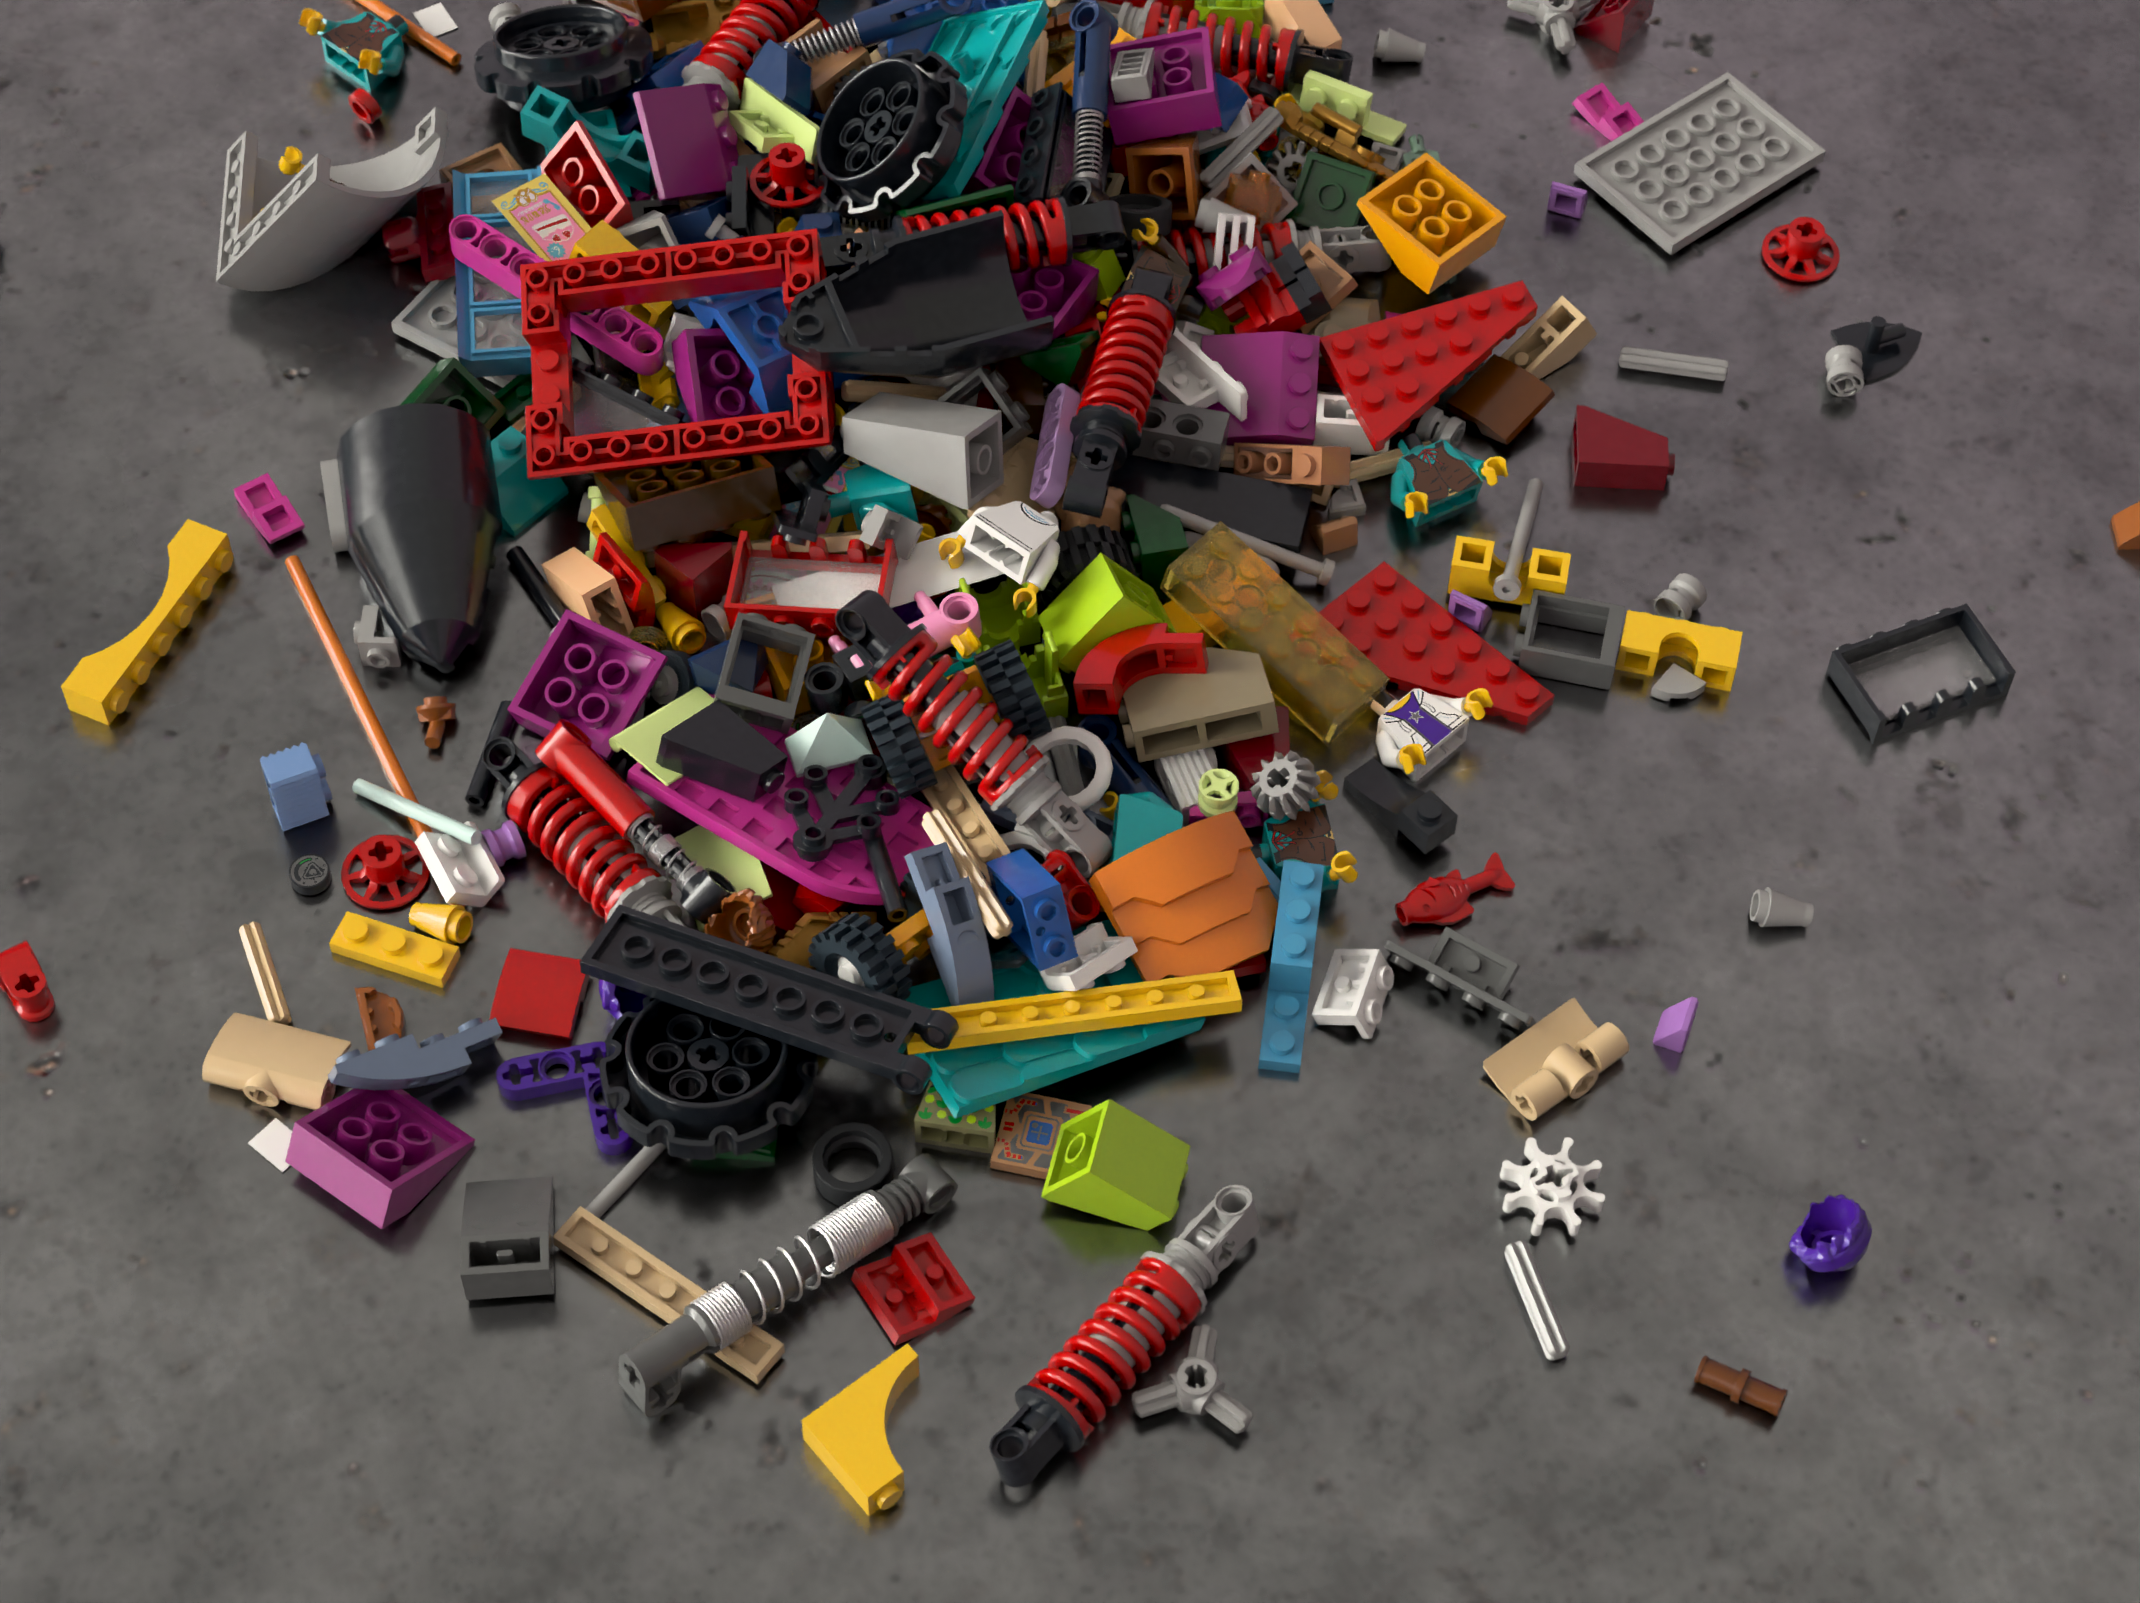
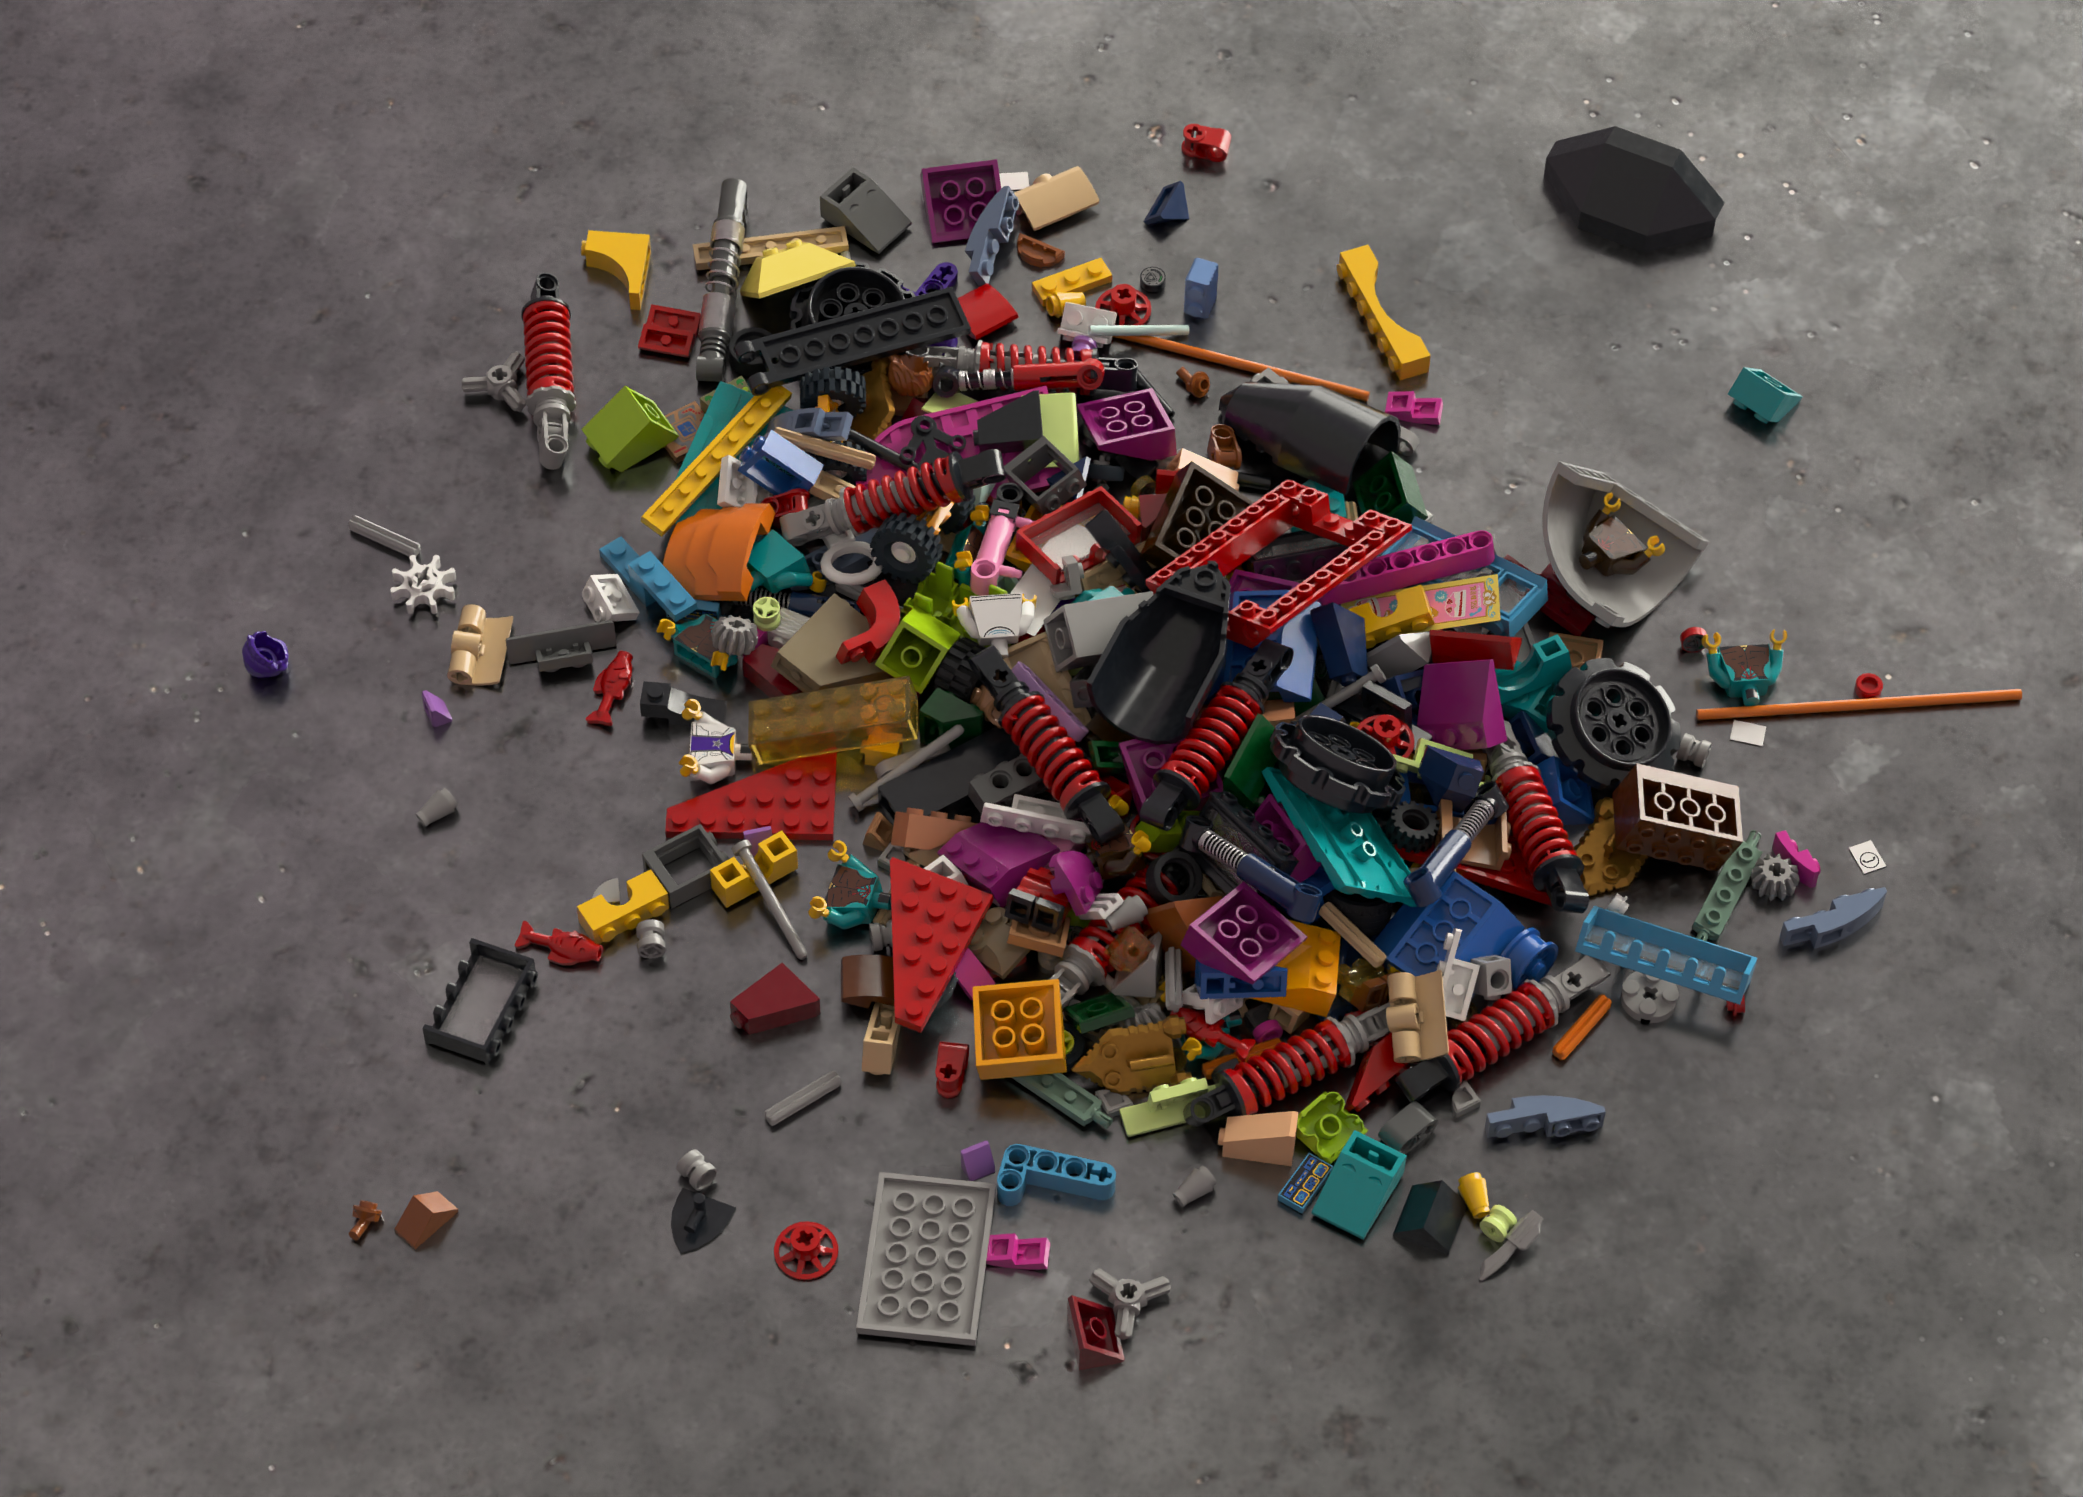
camera: 135 degrees right, 0 degrees up
(171, 947) = (1169, 205): none -> dark blue slope
(264, 973) = (1111, 228): tan axle -> none
(518, 609) = (1224, 447): none -> dark orange piece
(702, 1192) = (790, 268): none -> light yellow slope
(1133, 75) = (1261, 904): light grey slope -> none
(1513, 143) = (1056, 1178): none -> dark azure beam
(1513, 267) = (950, 1068): none -> red piece
(1740, 1386) = (254, 569): reddish brown pin -> none
(1777, 668) = (565, 947): none -> red animal

